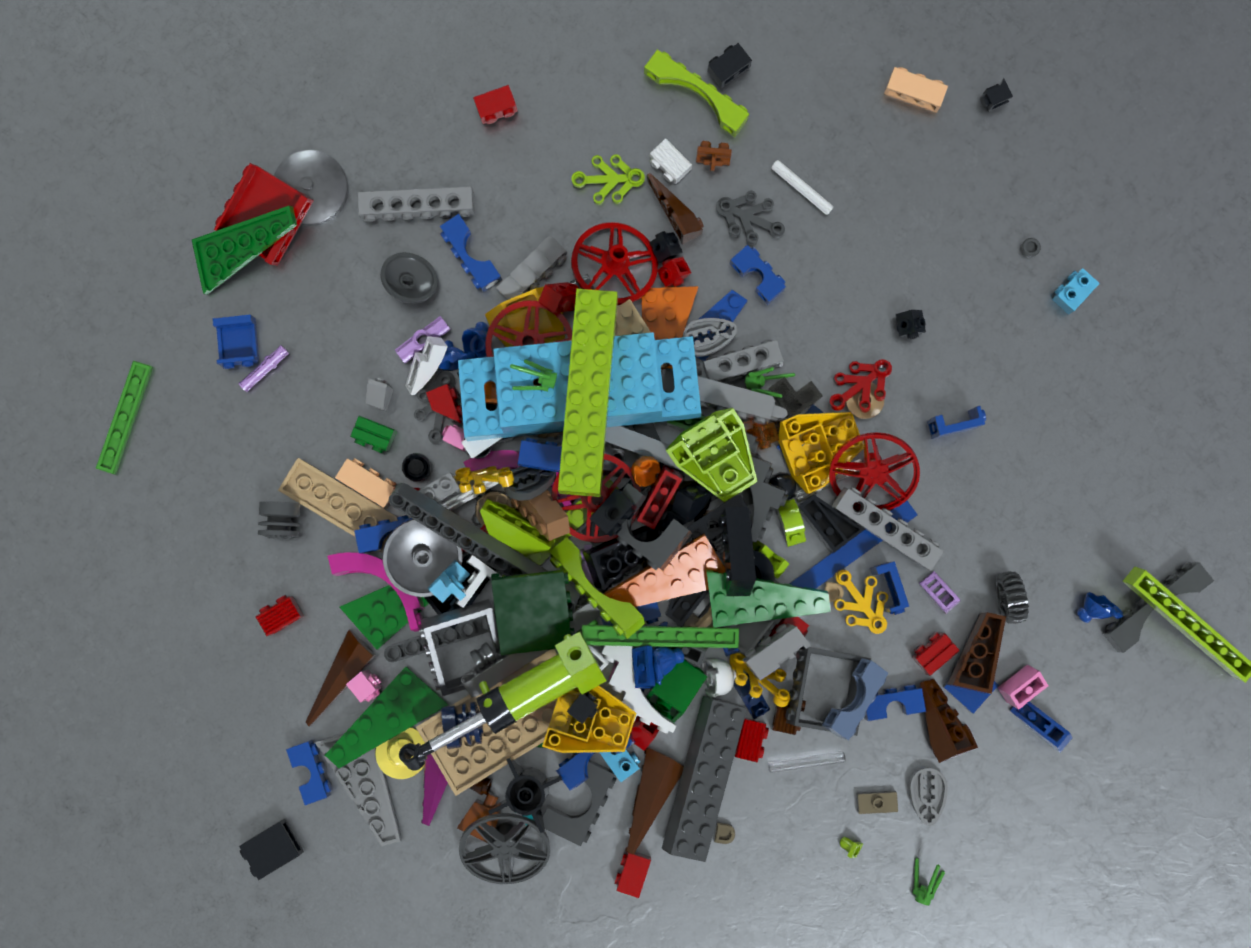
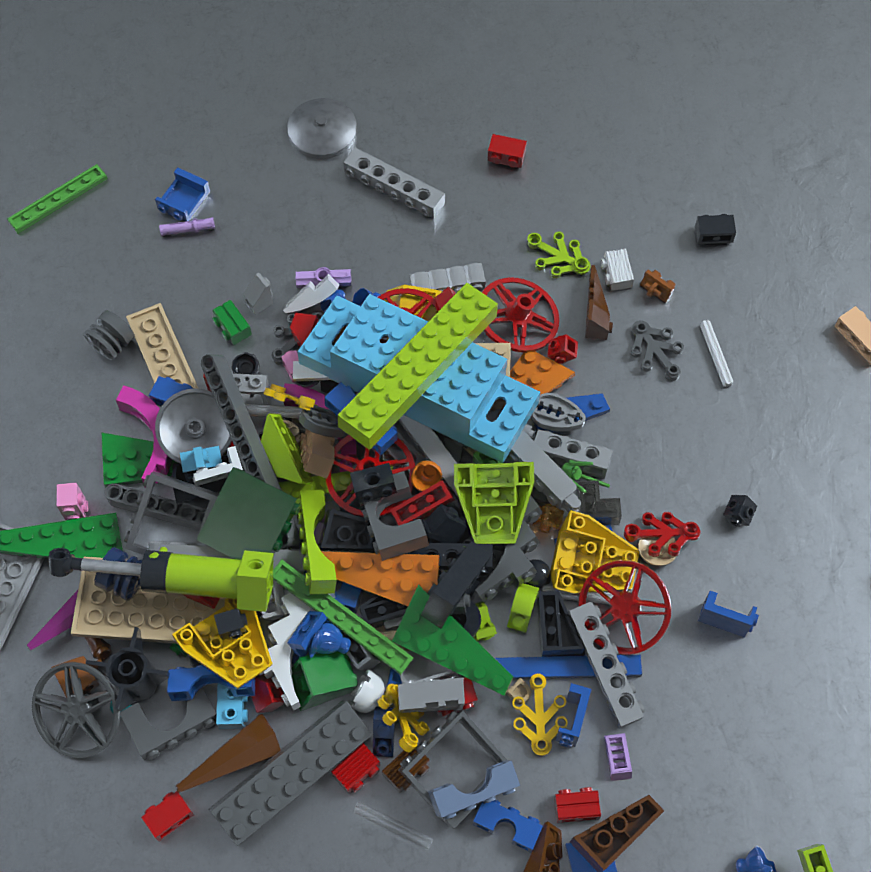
camera: 30 degrees right, 20 degrees down
(233, 247) = (229, 130): green wing -> none
(260, 194) = (272, 122): red panel -> none
(279, 616) = (50, 408): red brick -> none
(348, 663) = (83, 474): reddish brown wedge -> none
(366, 482) = (194, 348): light nougat brick -> none
(388, 754) = (51, 588): light yellow hat -> none
(410, 270) = (347, 227): dark grey dish -> none
(457, 234) = (409, 223): blue arch -> none
(486, 652) = (182, 533): dark grey wheel -> none
(546, 377) = (393, 334): bright green plant -> none
(665, 246) = (570, 325): black brick -> none
(666, 71) = (660, 205): lime arch -> none
(724, 833) = (273, 839): dark tan tile -> none
(749, 261) = (631, 379): blue arch -> none
(1012, 597) = (681, 799): dark grey gear -> none

